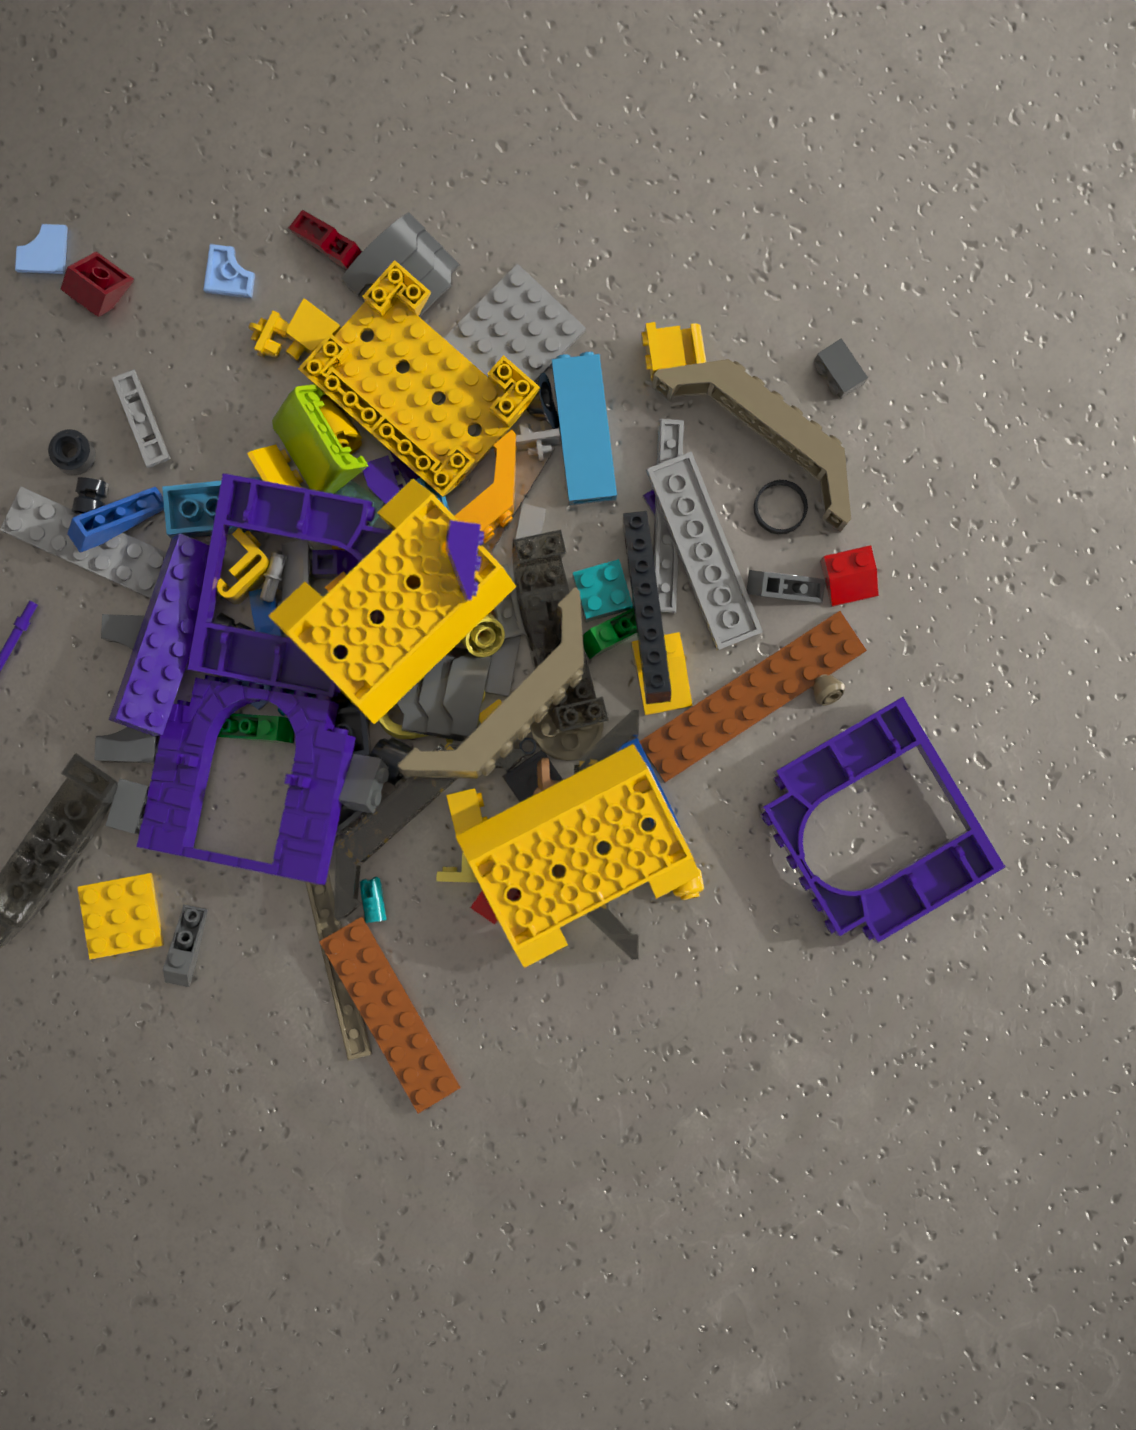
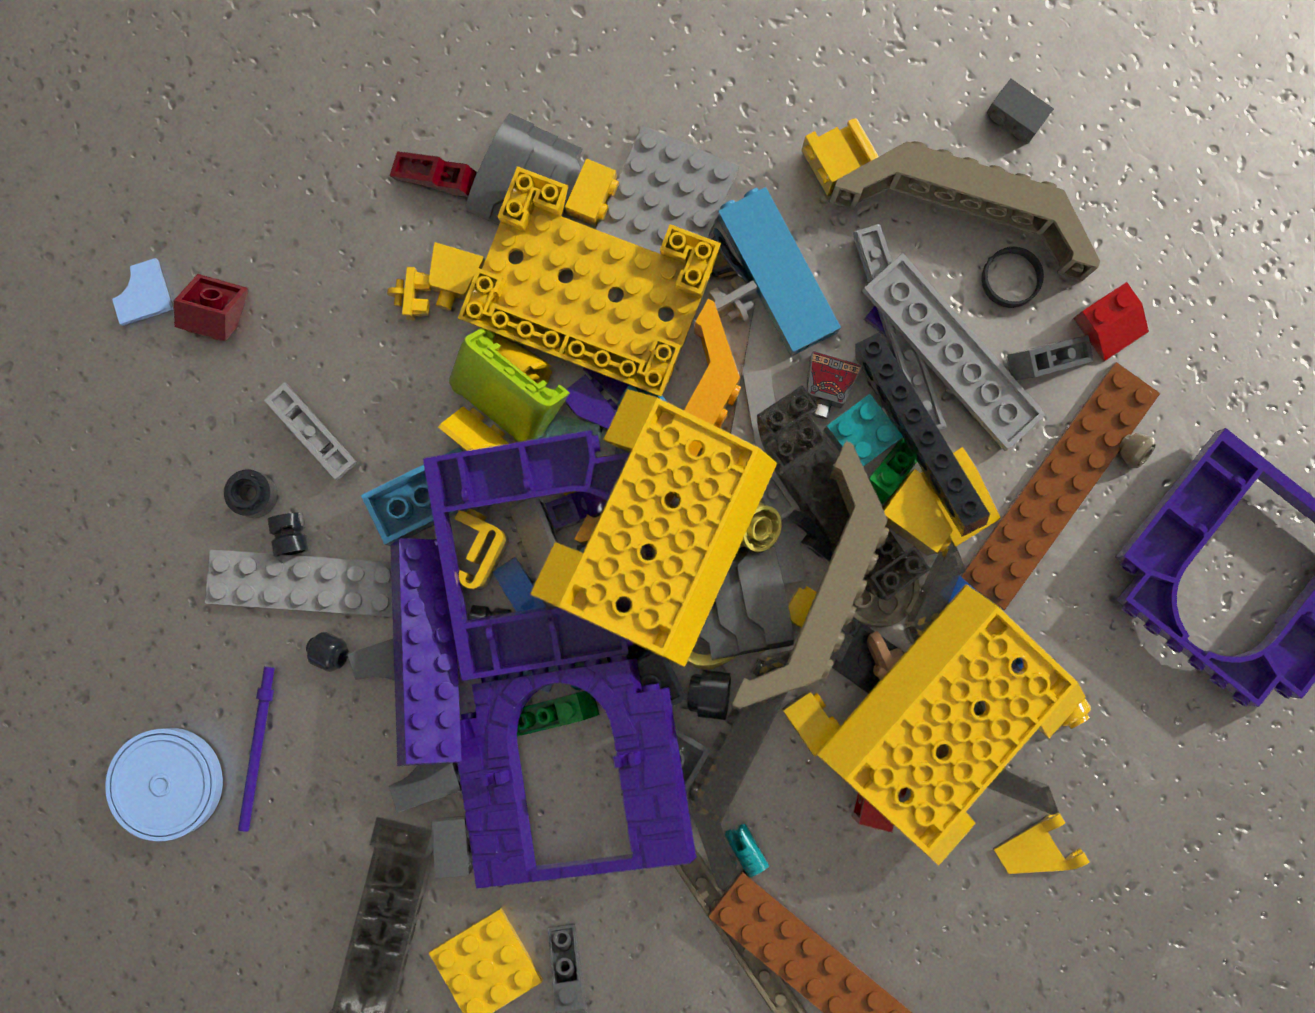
camera: 10 degrees left, 0 degrees up
(86, 607) = (327, 651): none -> black head
(113, 519) = (317, 553): blue slope -> none
(225, 275) = (343, 249): light blue tile -> none
(273, 576) = (513, 547): light grey axle -> none
(364, 783) = (696, 733): dark grey brick -> none
(450, 874) = (818, 792): light yellow slope -> none
(452, 305) = (591, 192): none -> yellow brick
(462, 549) = (712, 445): dark purple slope -> none
(527, 664) = (814, 538): none -> black slope
(591, 538) = (830, 382): none -> torso
(614, 991) = (1036, 851): none -> yellow flag
(618, 675) = (917, 516): none -> yellow slope

